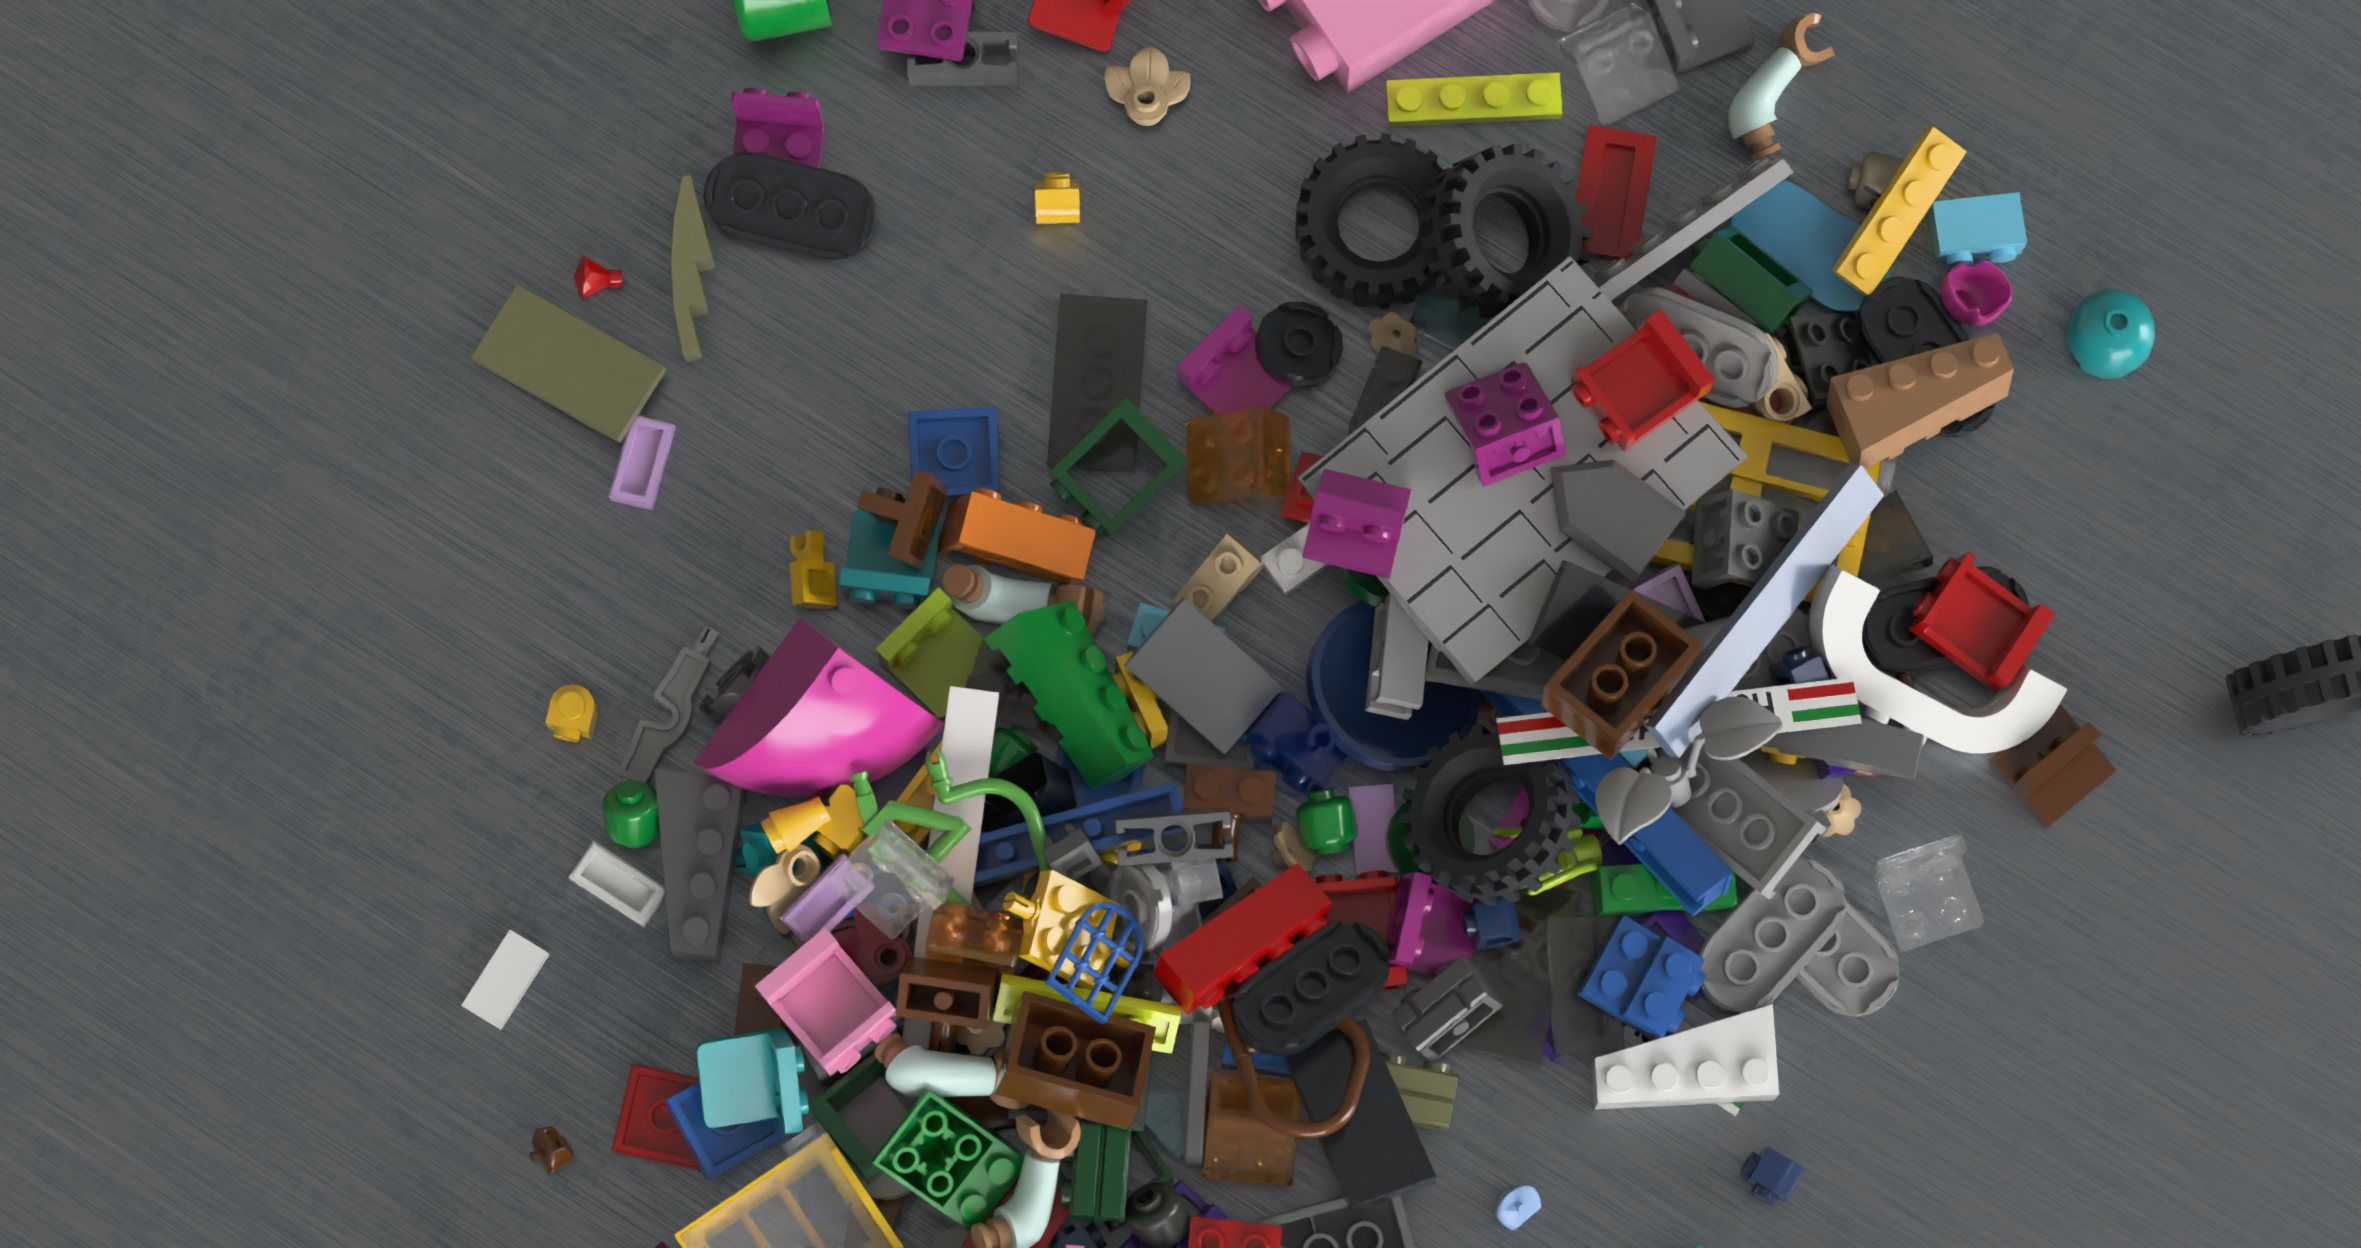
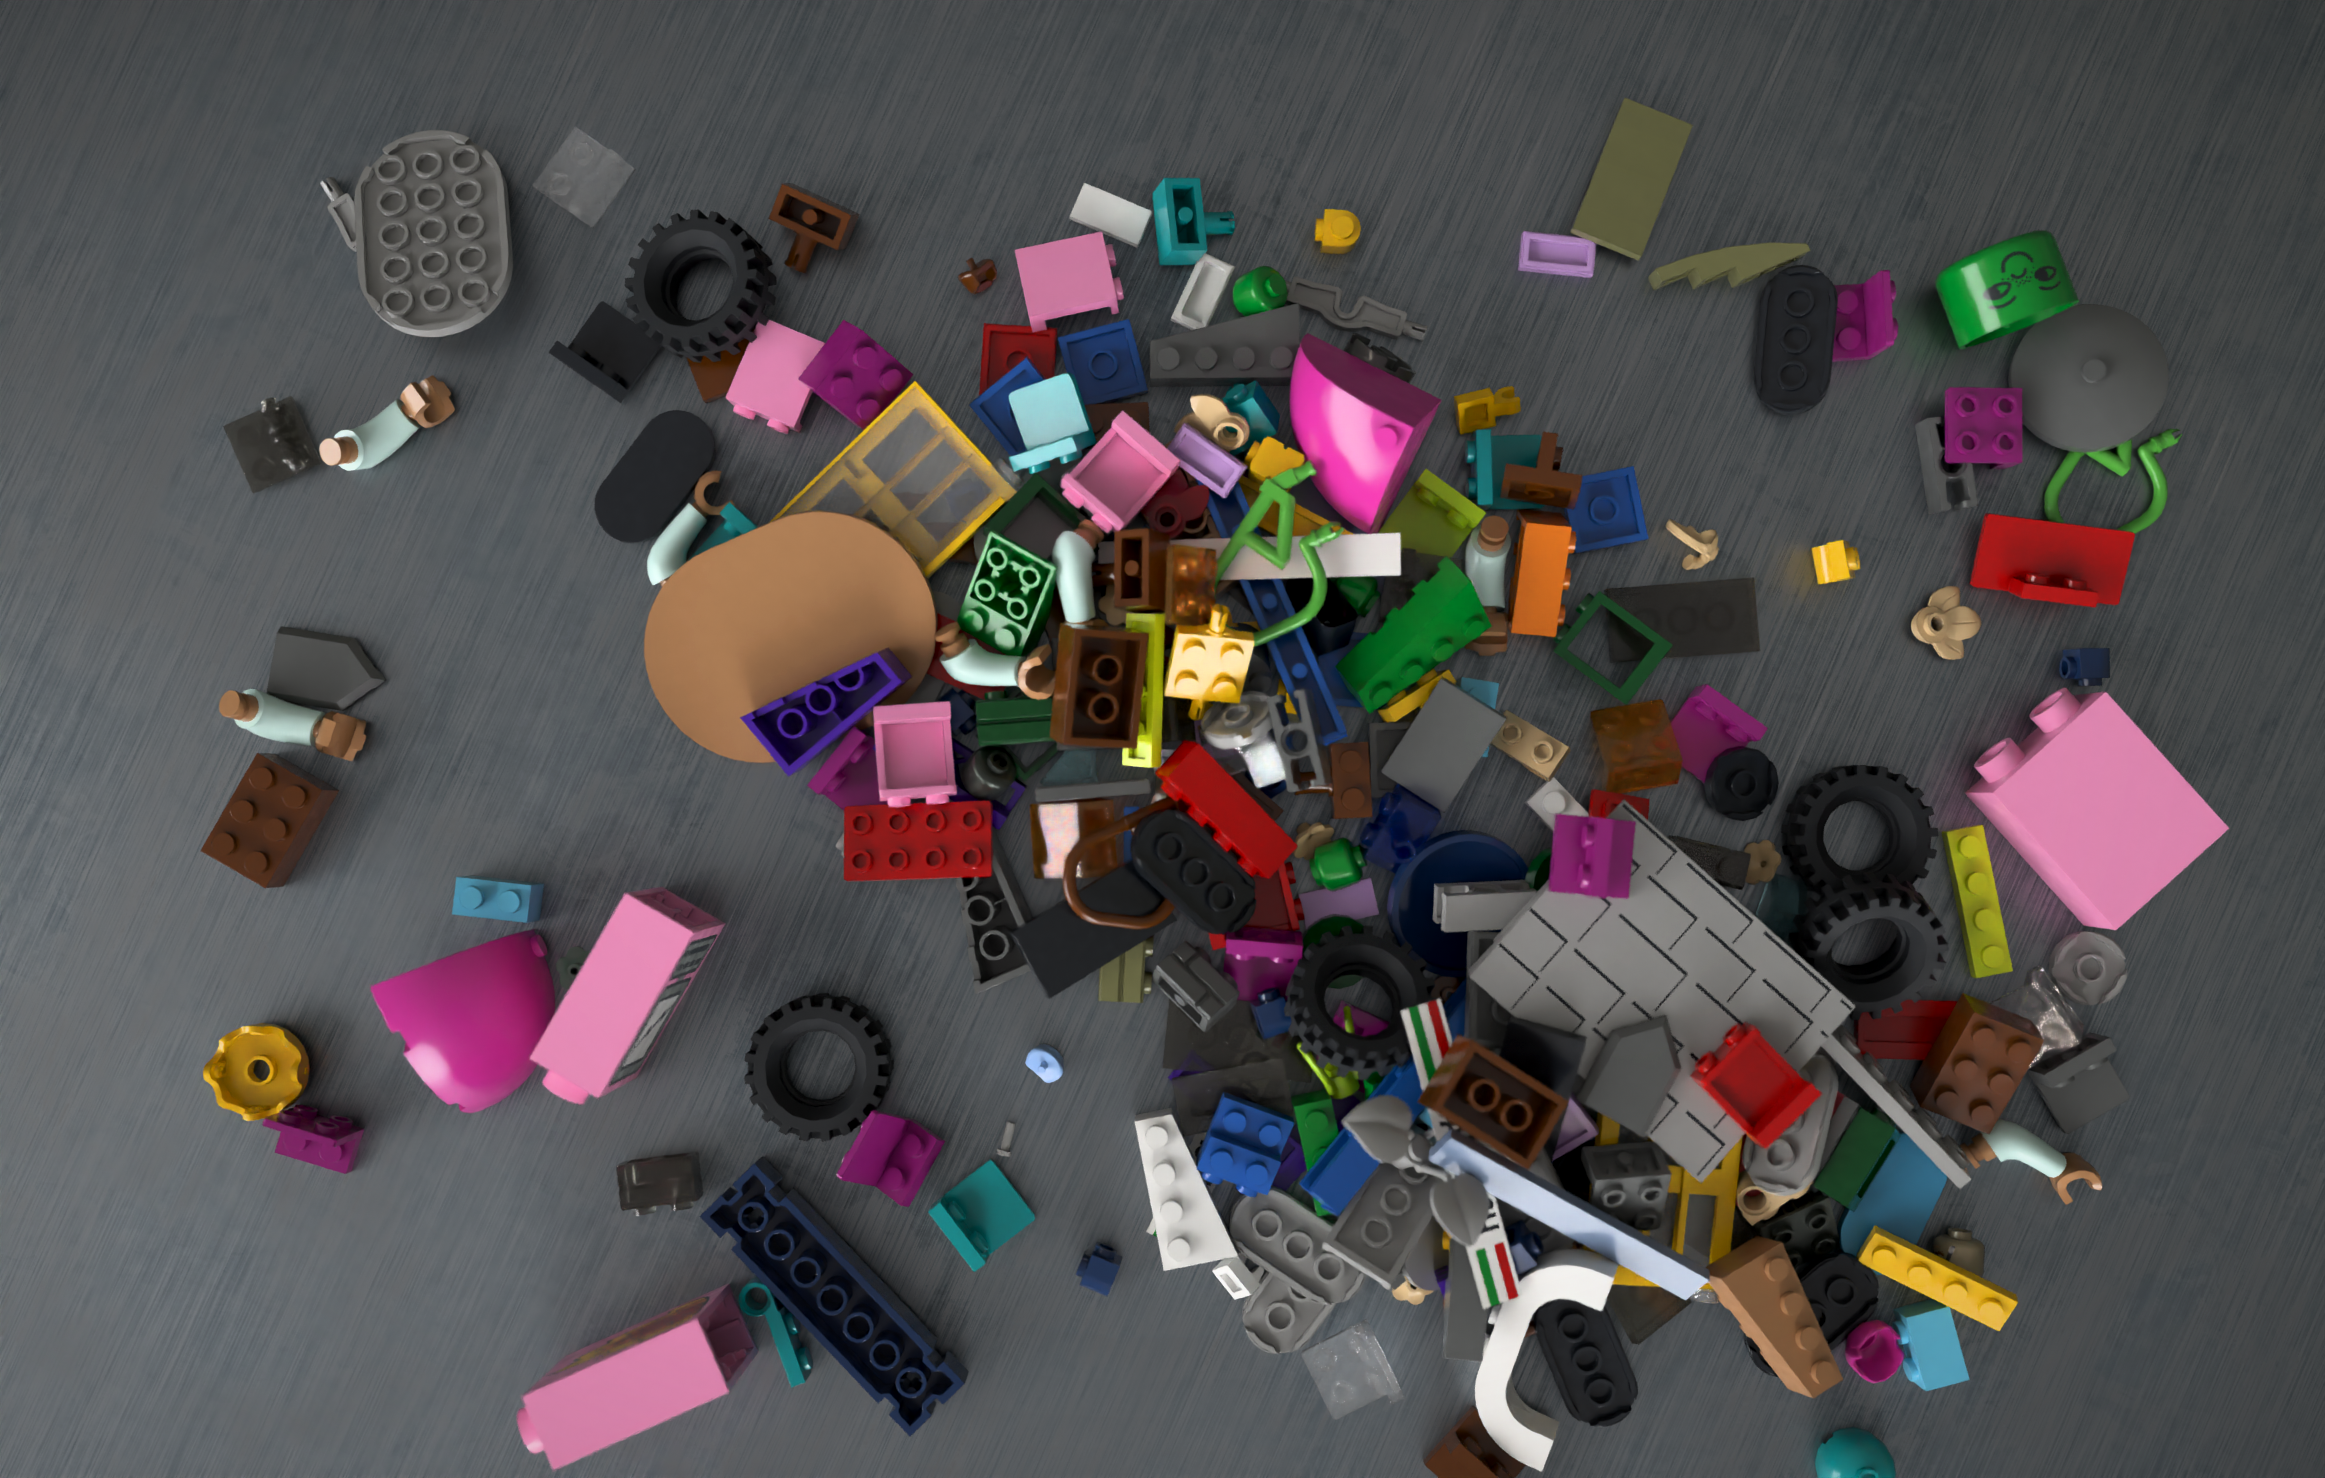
camera: 80 degrees right, 10 degrees up
(533, 891) = (1183, 224): none -> teal brick
(577, 1039) = (1068, 278): none -> bright pink panel
(593, 277) = (1708, 187): red rock -> none
(682, 1010) = (1104, 363): none -> blue plate
(794, 823) = (1263, 421): yellow cone -> none
(891, 879) = (1228, 509): clear bracket -> none
(1010, 346) = (1703, 542): none -> tan piece
(1072, 855) = (1271, 657): dark grey tile -> none
(1083, 963) = (1178, 679): blue window -> none
(1507, 423) = (1699, 973): magenta bracket -> none
(1658, 131) = (1976, 1063): none -> reddish brown brick
(1800, 1012) = (1237, 1277): none -> white tile
(1979, 623) = (1587, 1390): red panel -> none

